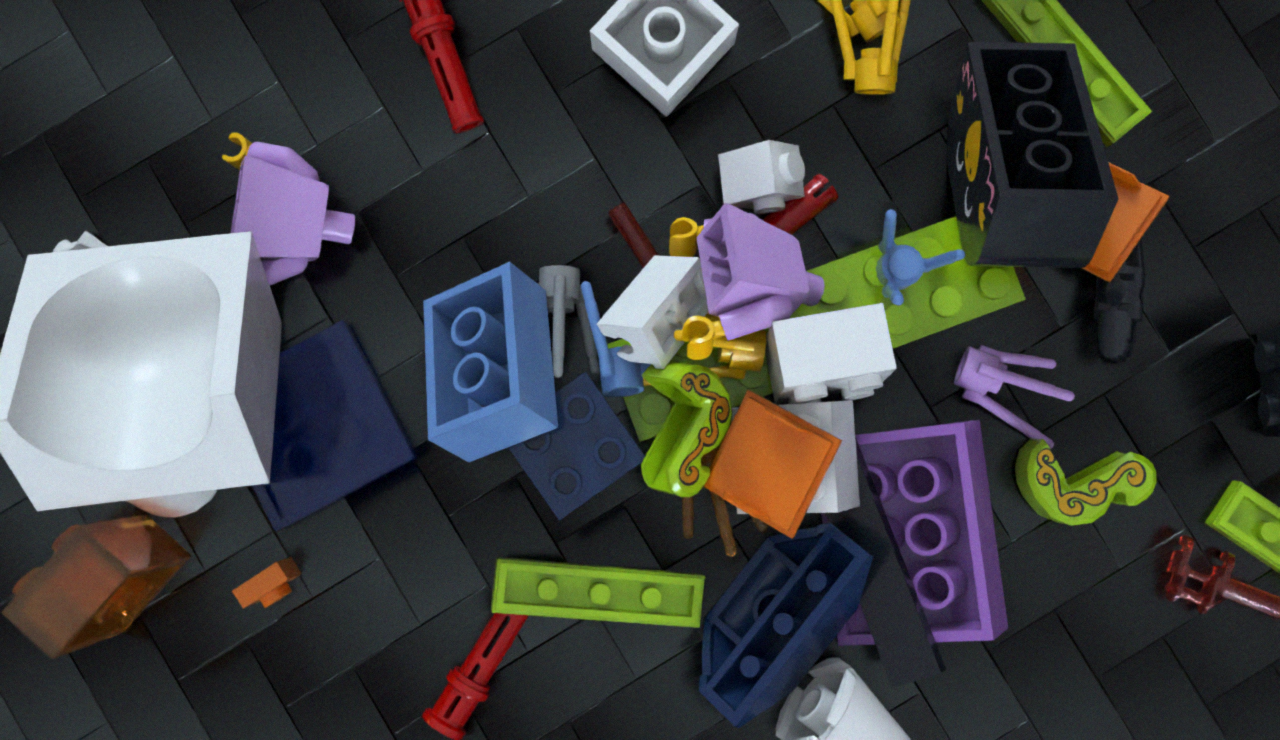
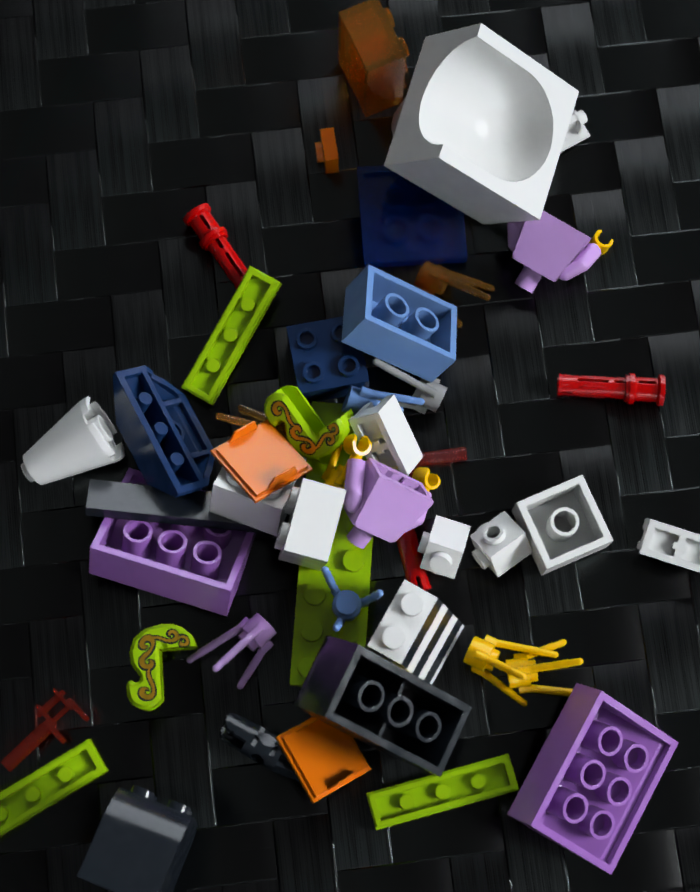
camera: 110 degrees right, 10 degrees down
(391, 351) = (436, 278): none -> clear orange plant
(724, 108) = (500, 544): none -> white brick
(901, 167) = (416, 632): none -> white slope

